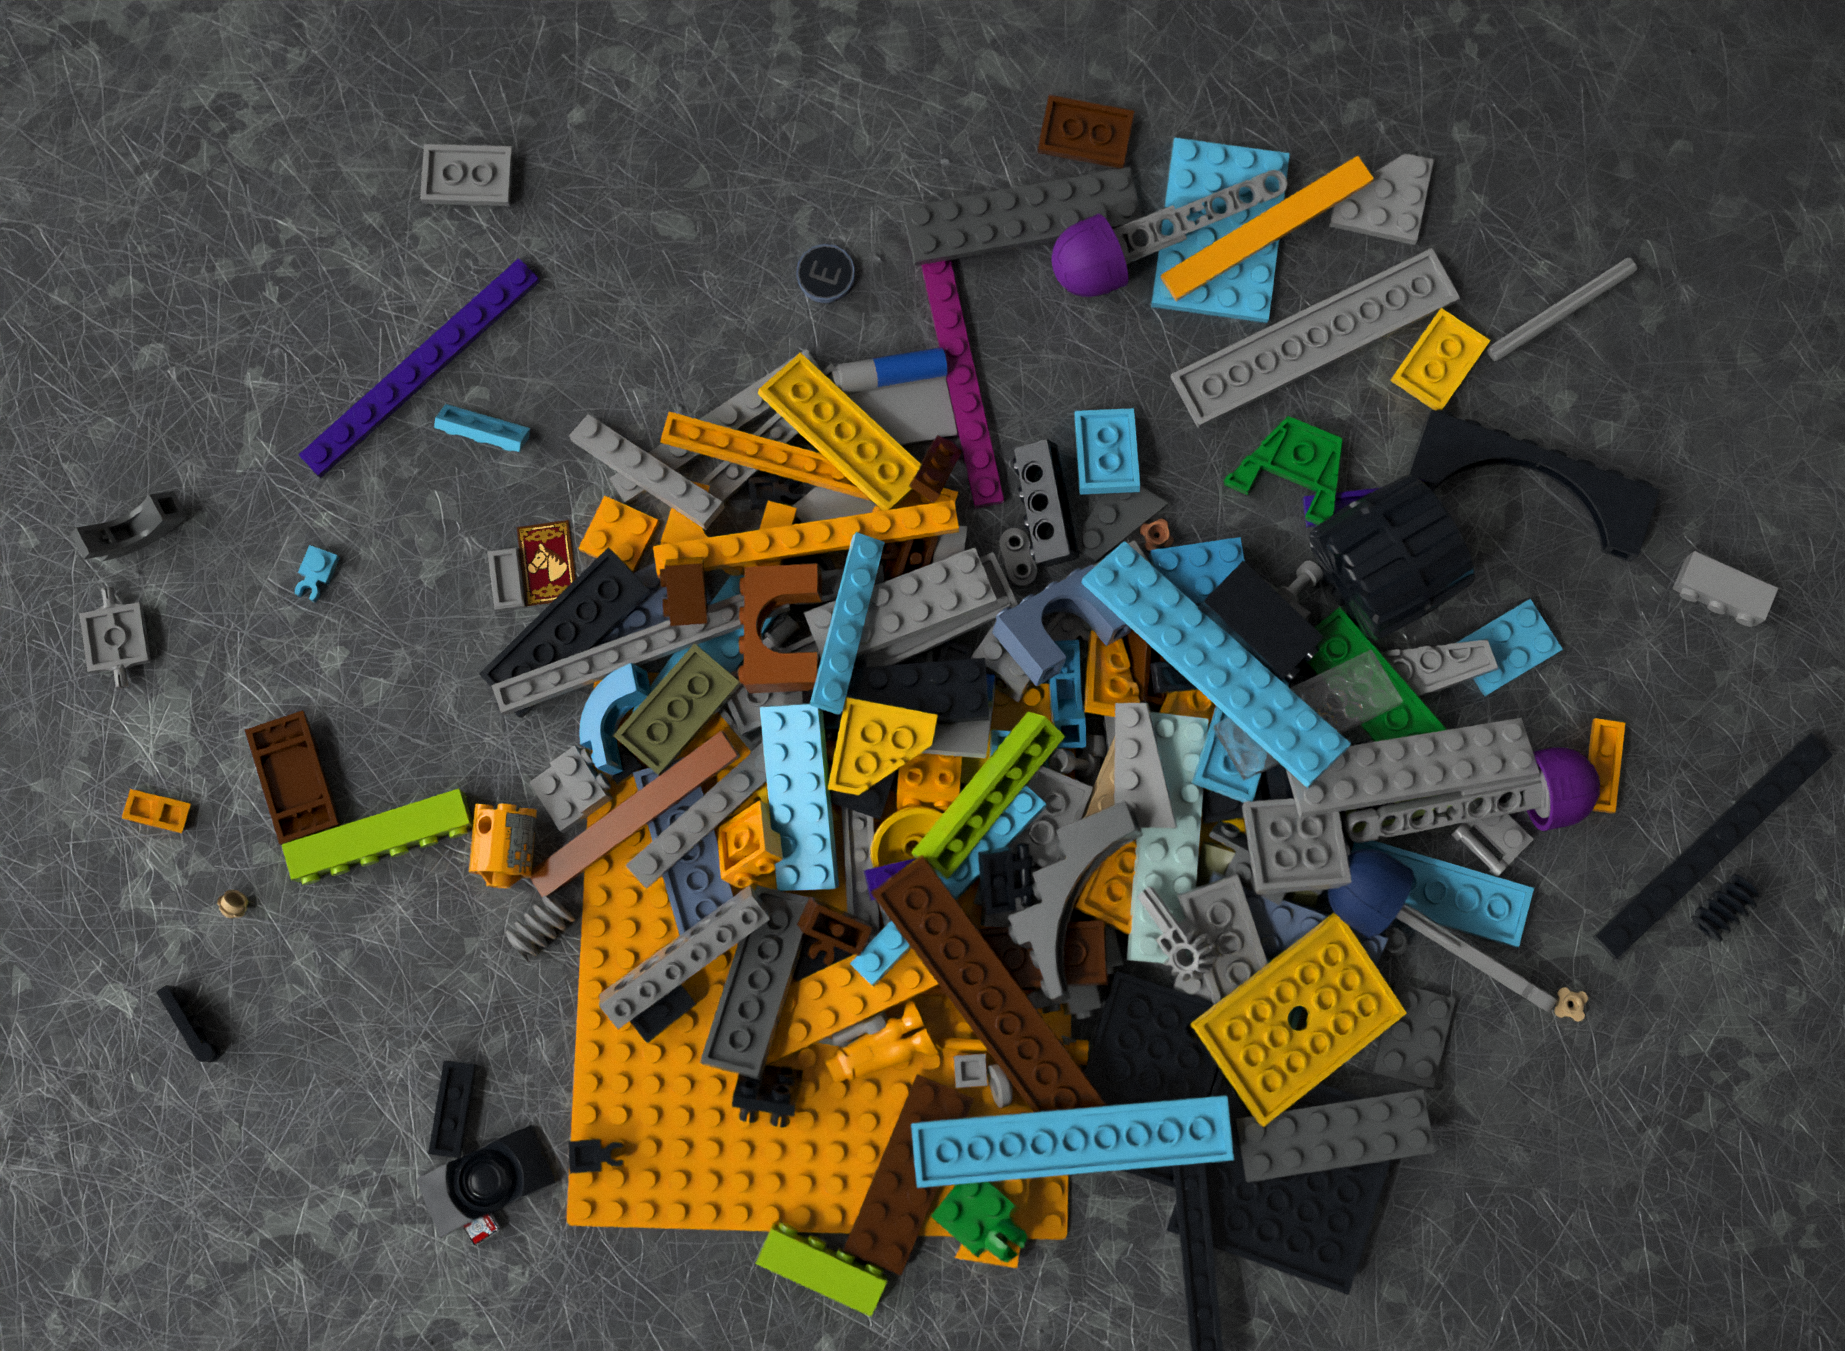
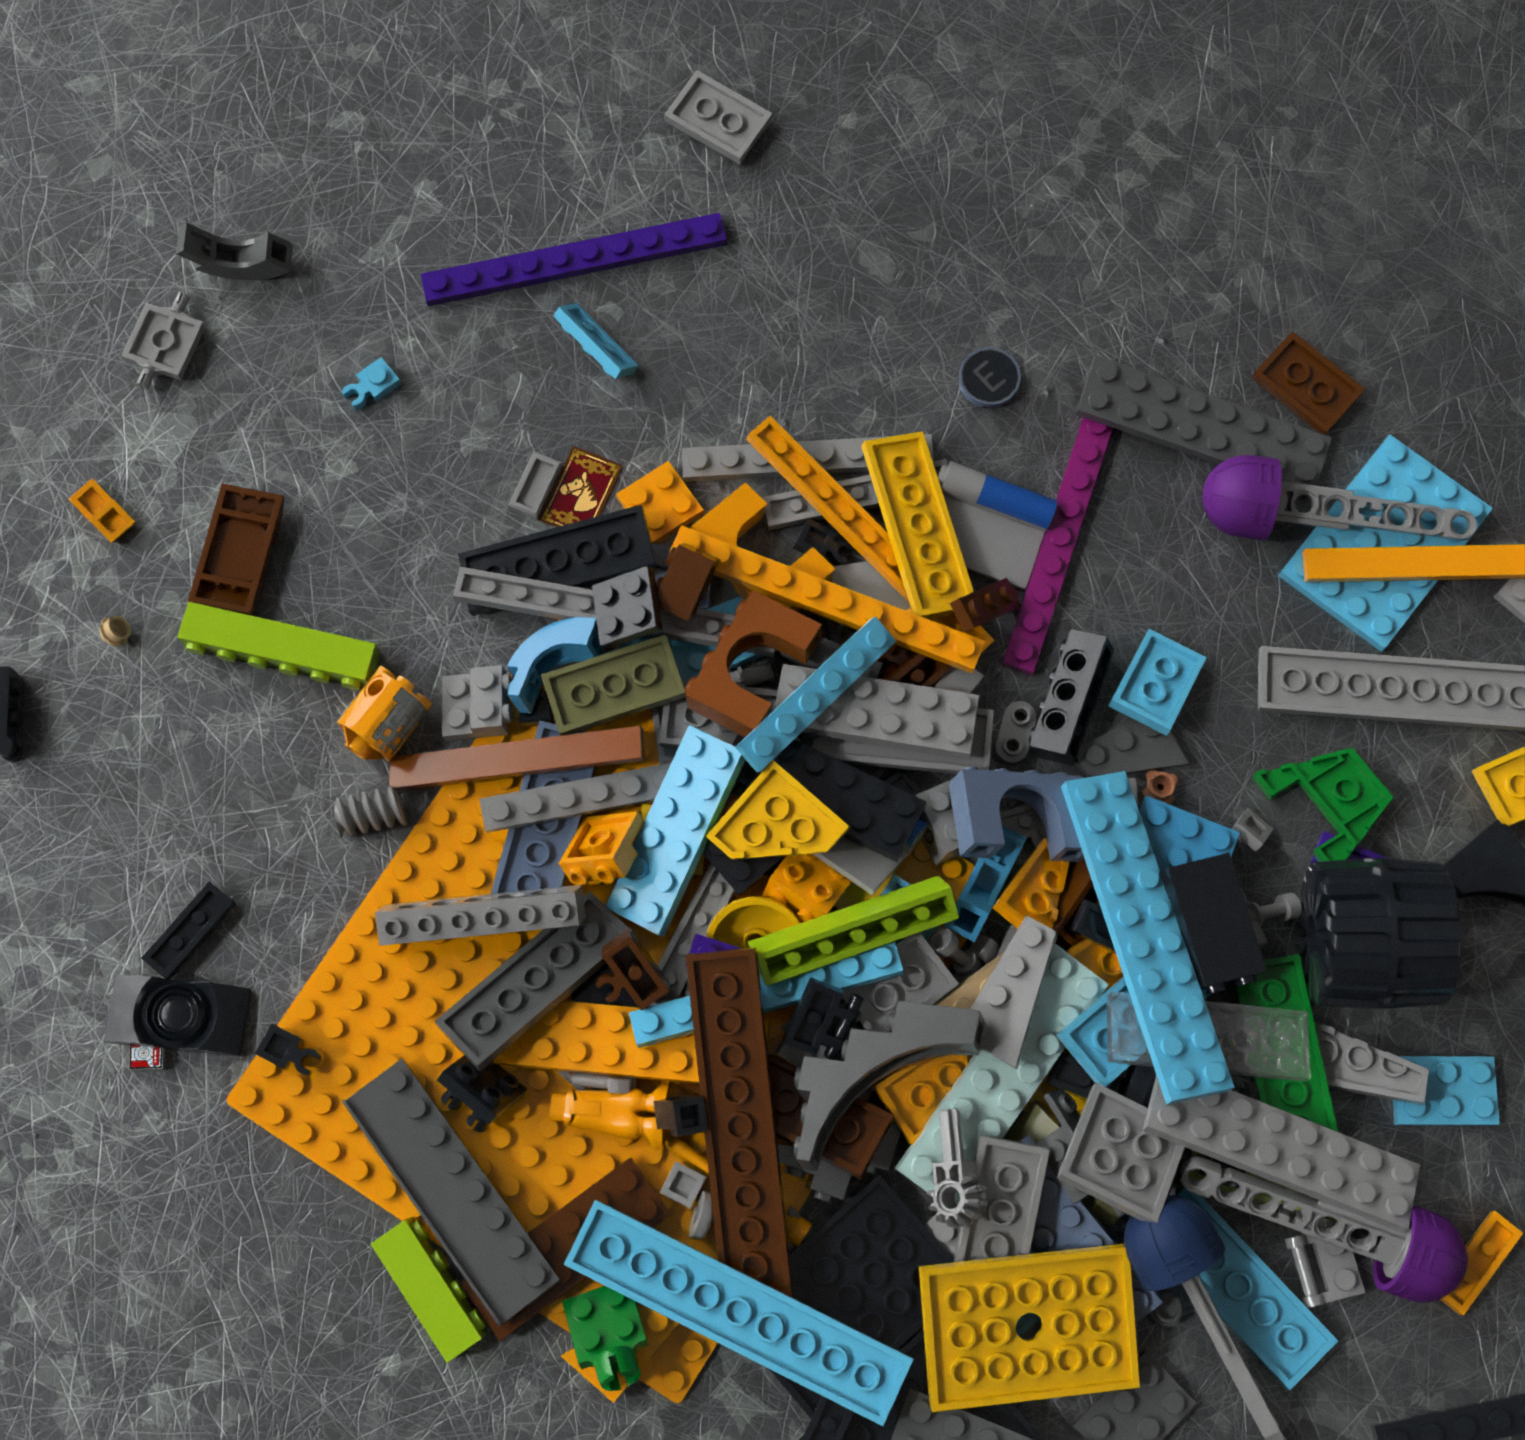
camera: 30 degrees right, 5 degrees down
(647, 471) = (718, 460): light grey plate -> none
(651, 640) = (627, 607): none -> plate
(663, 1013) = (431, 956): black plate -> none
(793, 1185) = (452, 1193): none -> dark grey plate
(940, 1018) = (681, 1115): none -> black brick
(1247, 527) = (1252, 829): none -> light grey plate

